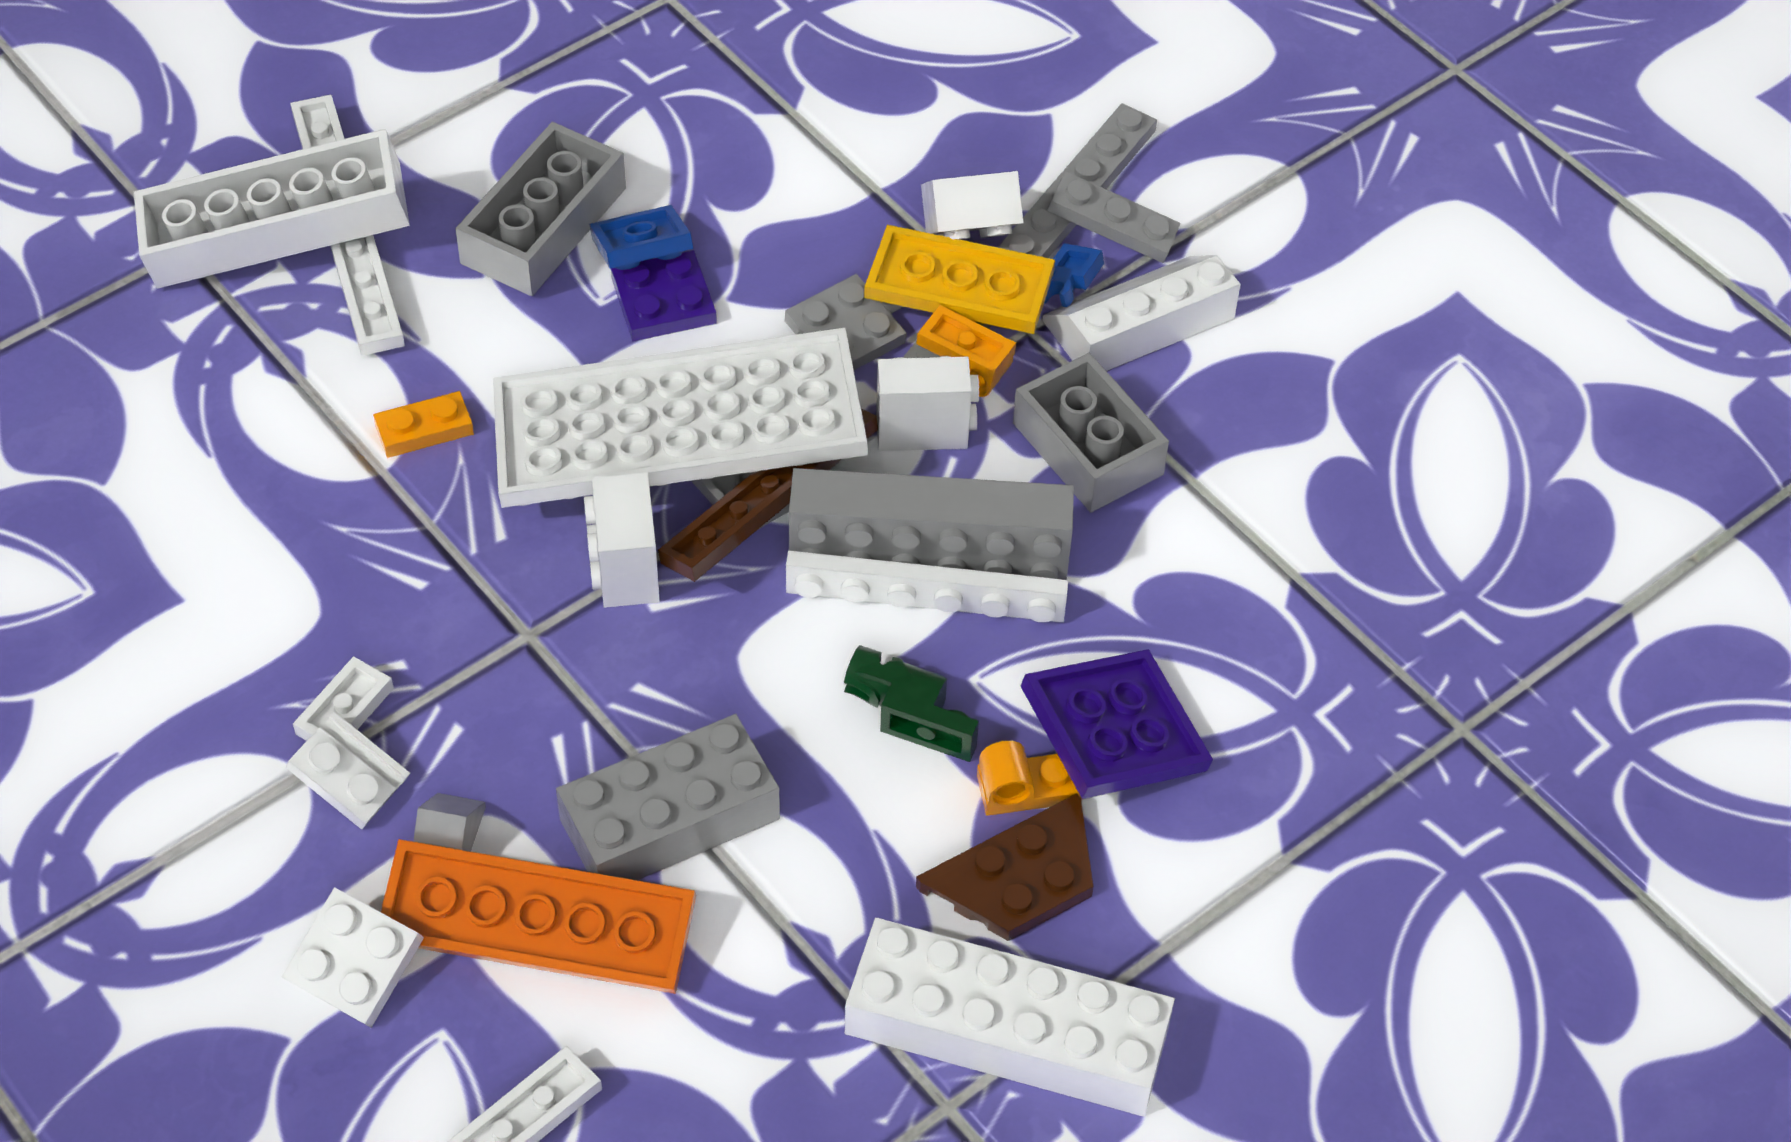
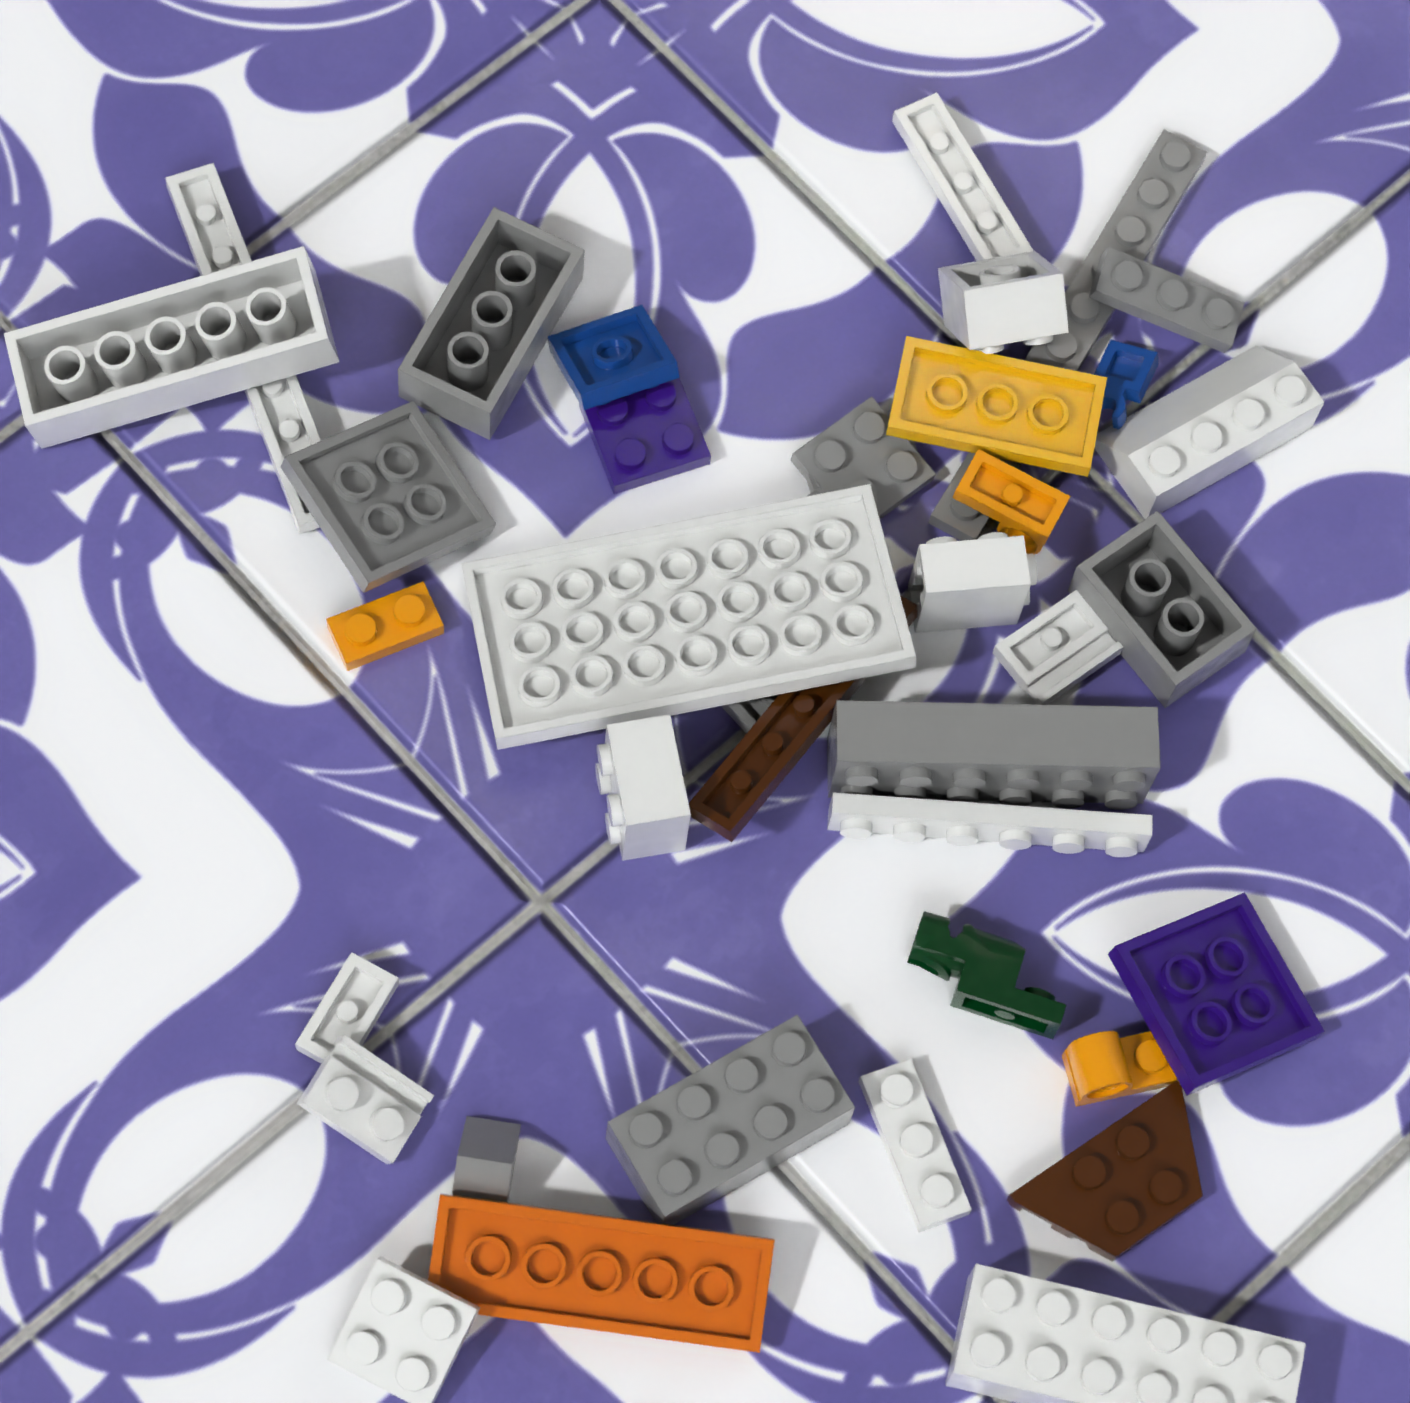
camera: 10 degrees left, 15 degrees up
(437, 324) = (388, 496): none -> light grey plate
(836, 836) = (914, 1145): none -> white plate
(944, 125) = (959, 179): none -> white plate
(1001, 455) = (1057, 649): none -> white plate

